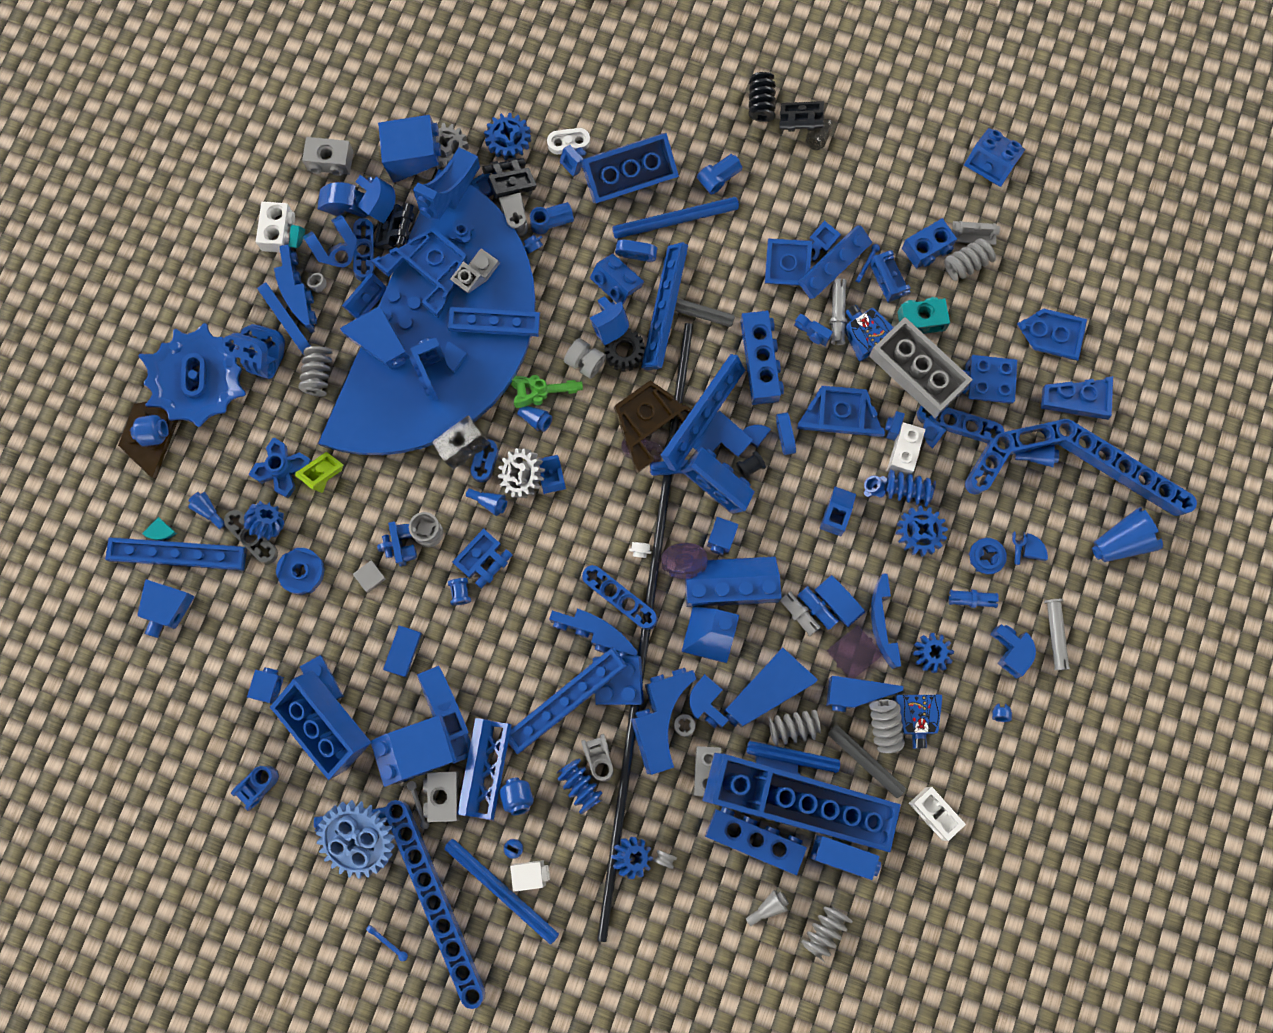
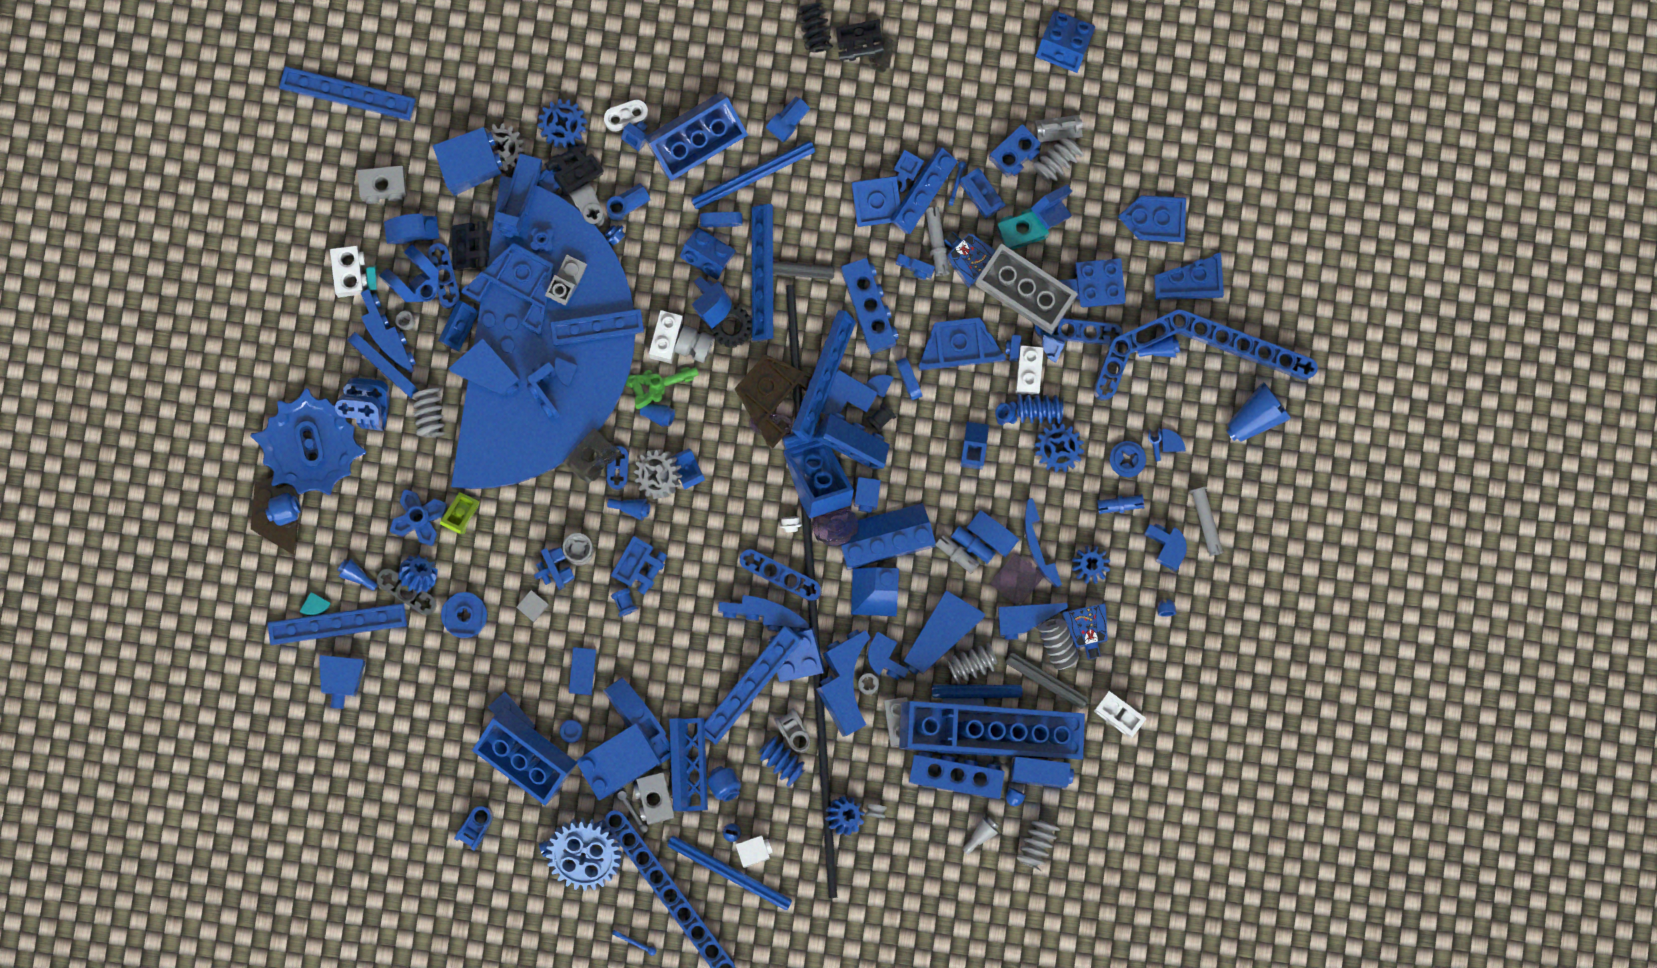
camera: 15 degrees left, 5 degrees up
(265, 685) = (460, 732): blue brick -> none
(319, 74) = (347, 93): none -> blue tile
(376, 709) = (571, 731): none -> blue tile
(378, 199) = (448, 221): blue brick -> none
(557, 345) = (666, 336): none -> white brick
(677, 511) = (818, 478): none -> blue slope
(811, 876) = (1014, 797): none -> blue hinge
(954, 299) = (1051, 209): none -> blue panel

